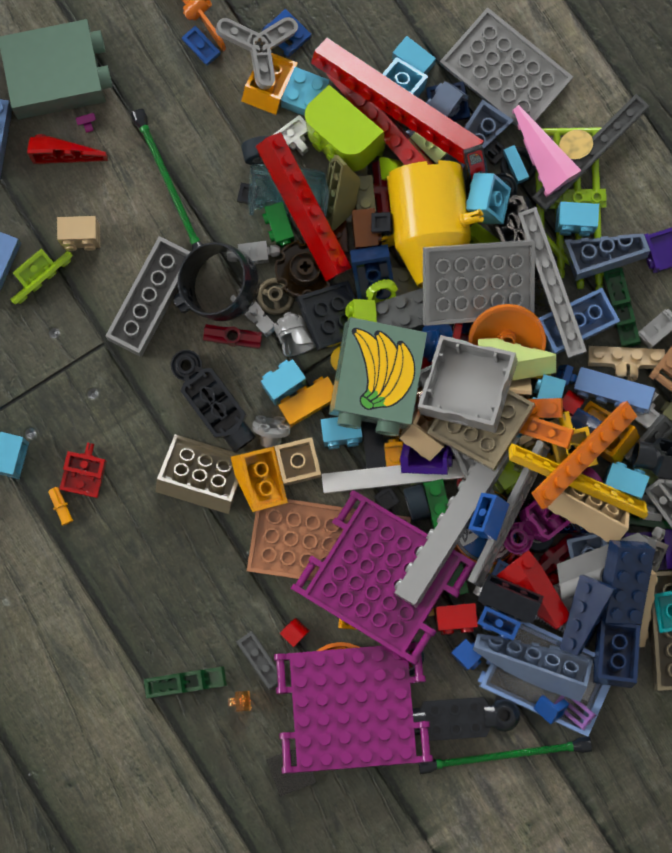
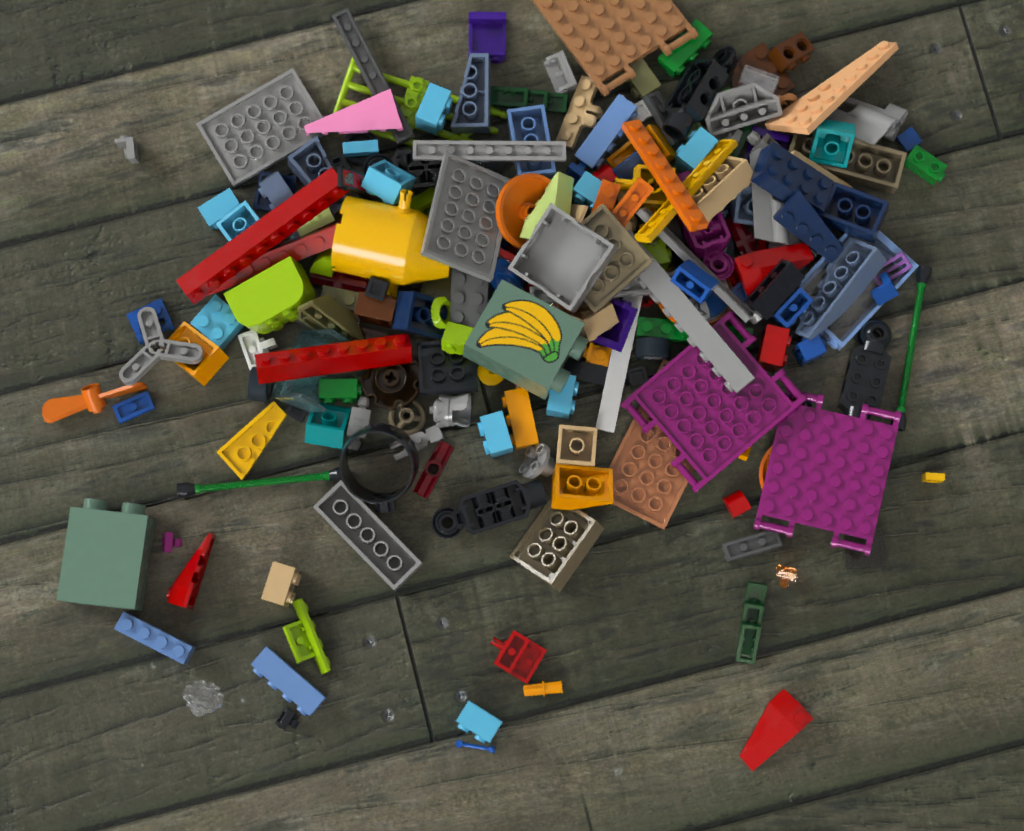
camera: 70 degrees left, 0 degrees up
(92, 737) = (777, 725): none -> red wedge
(204, 161) = (249, 443): none -> yellow wing
(239, 226) = (328, 427): none -> teal slope
(382, 816) = (933, 477): none -> yellow tile
(576, 144) = (360, 86): pearl gold sticker -> none

